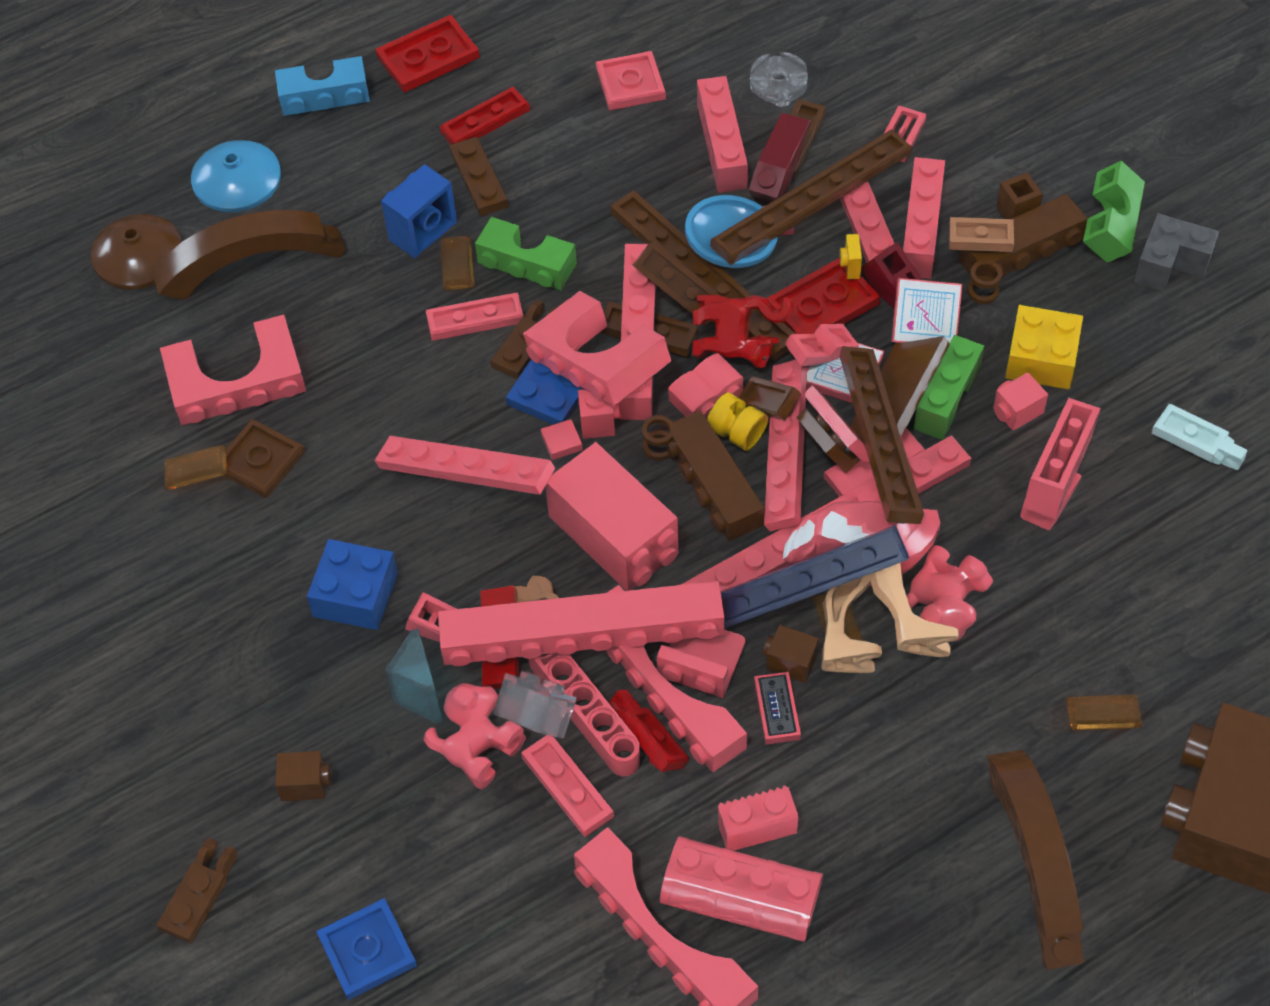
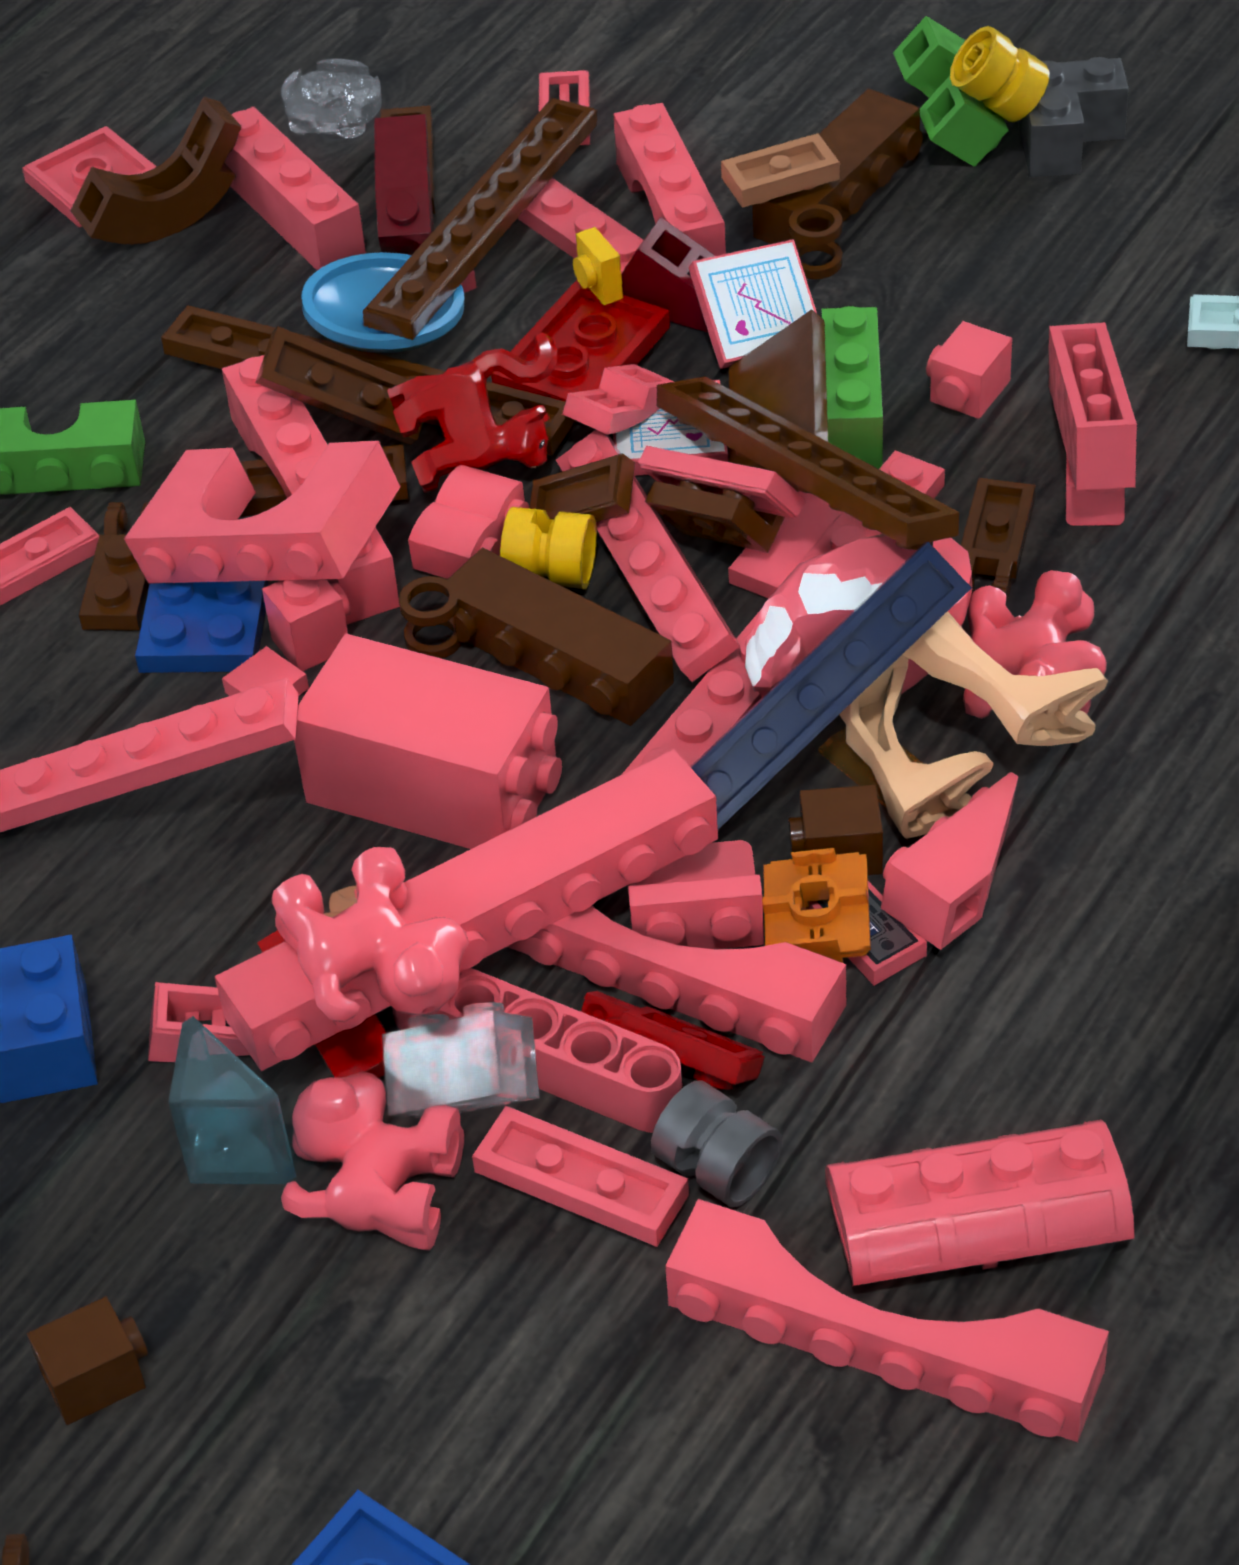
camera: 25 degrees left, 10 degrees down
(527, 648) = (412, 961): none -> coral animal
(636, 802) = (721, 1147): none -> flat silver wheel
(657, 113) = (169, 196): none -> reddish brown arch
(747, 676) = (837, 930): none -> orange piece
(757, 818) = (939, 1086): coral brick -> none
(831, 703) = (946, 875): none -> coral slope
(973, 512) = (998, 529): none -> reddish brown hinge
(1018, 196) = (799, 110): reddish brown brick -> none
(1044, 346) = (960, 278): yellow brick -> none
(1136, 220) = (999, 74): none -> yellow wheel

